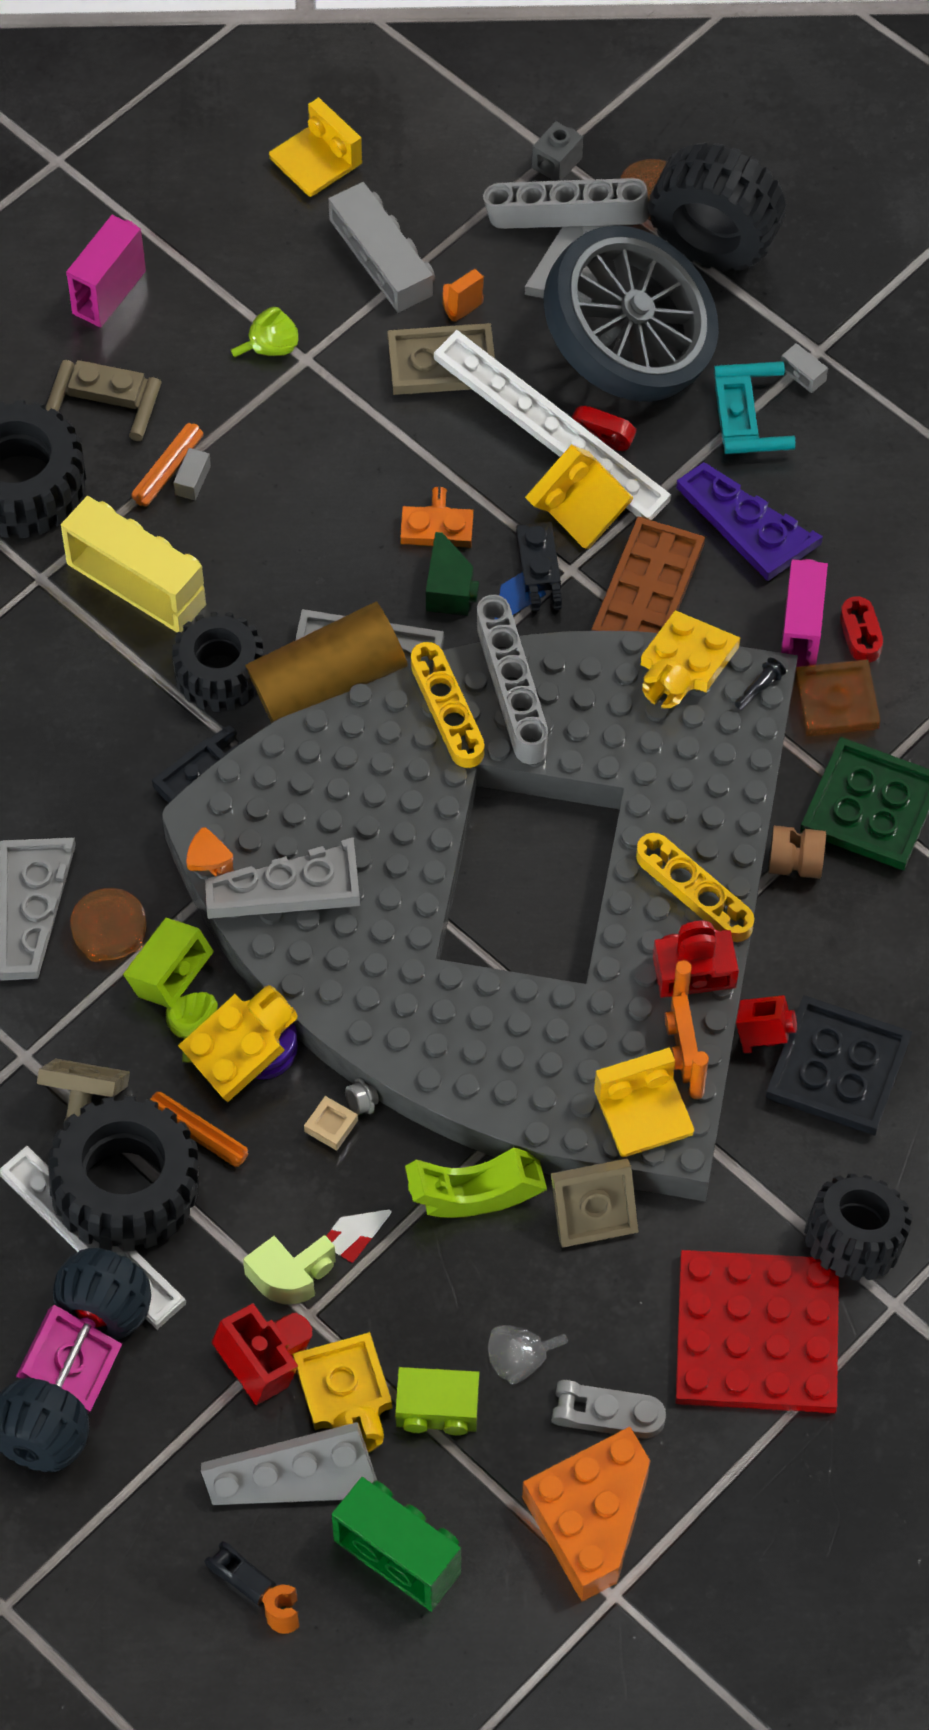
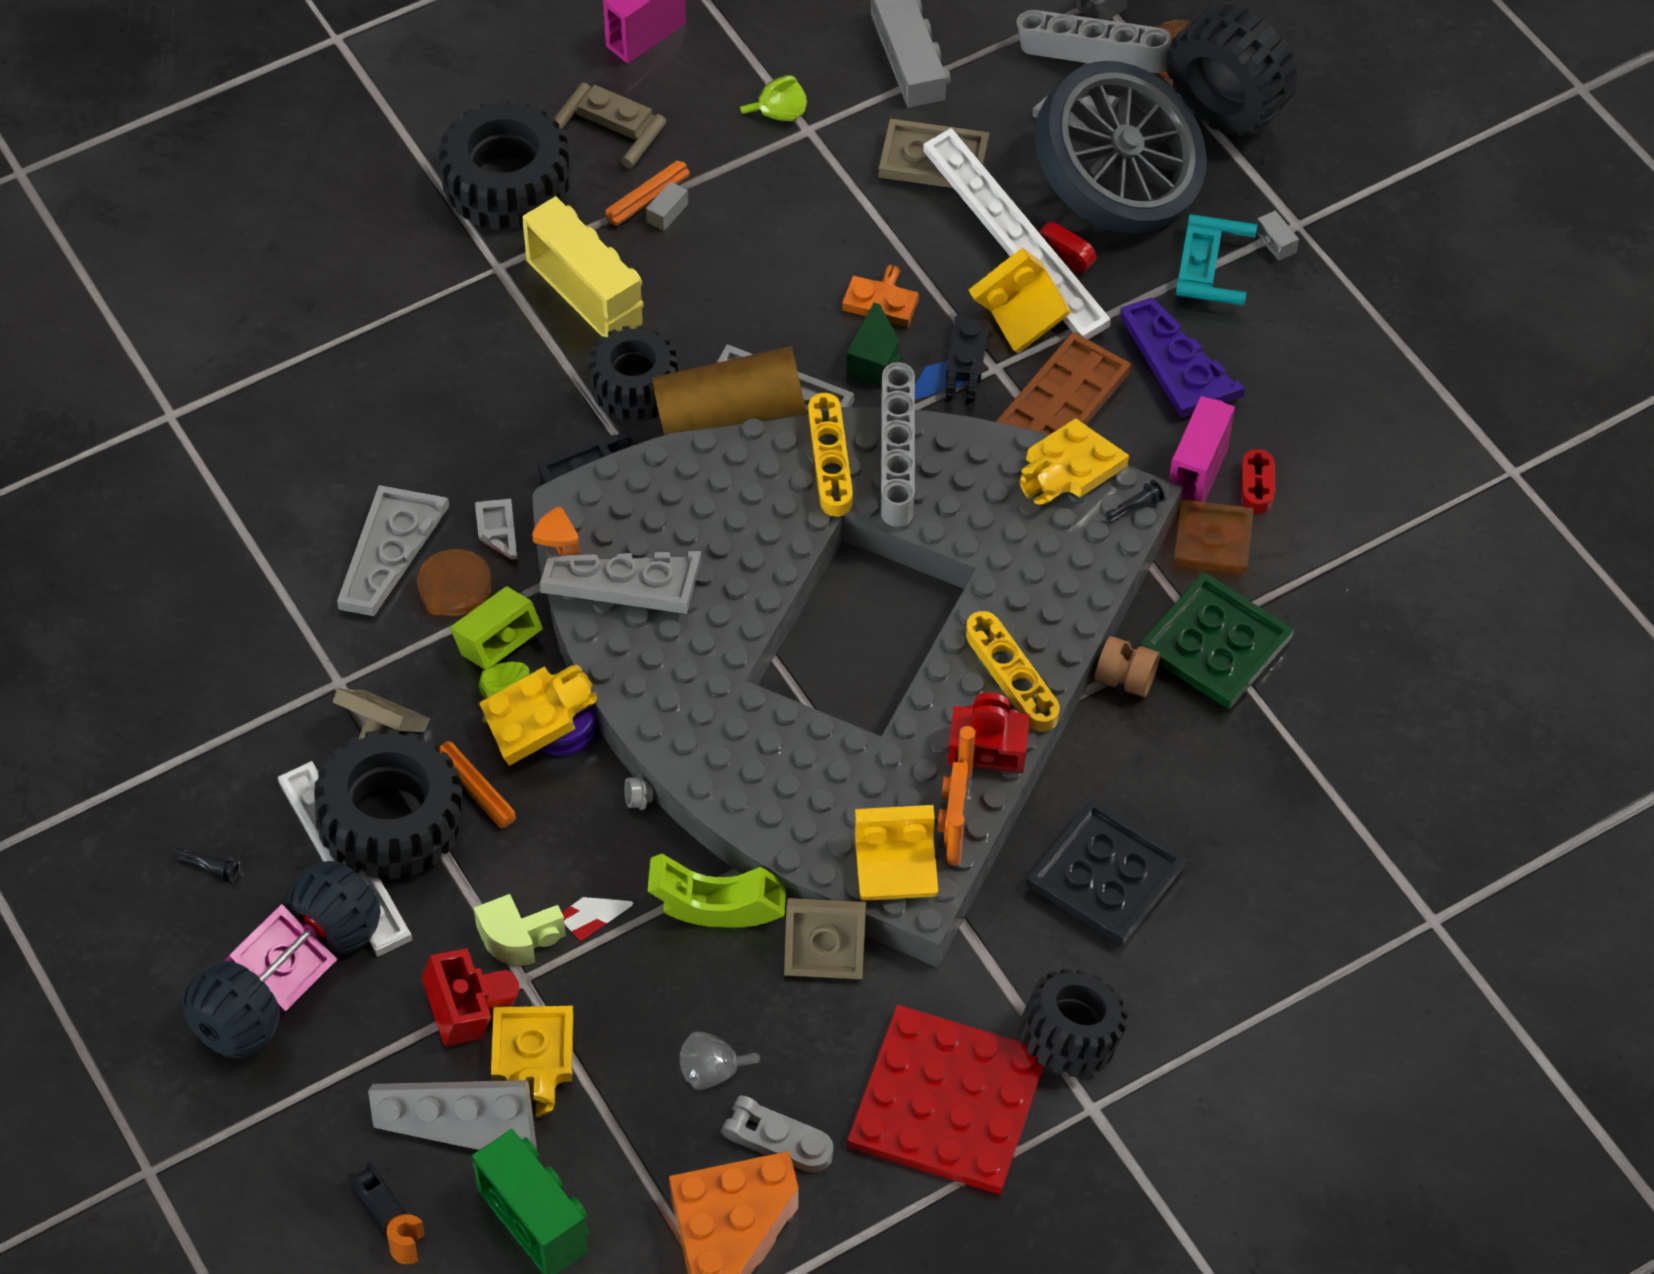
camera: 15 degrees right, 5 degrees down
(131, 855) = (497, 526): none -> light grey slope
(331, 1123) = (601, 808): tan plate -> none
(437, 1400) = (616, 1084): lime brick -> none
(463, 295) = (972, 103): orange tile -> none
(764, 1022) = (1043, 813): red brick -> none

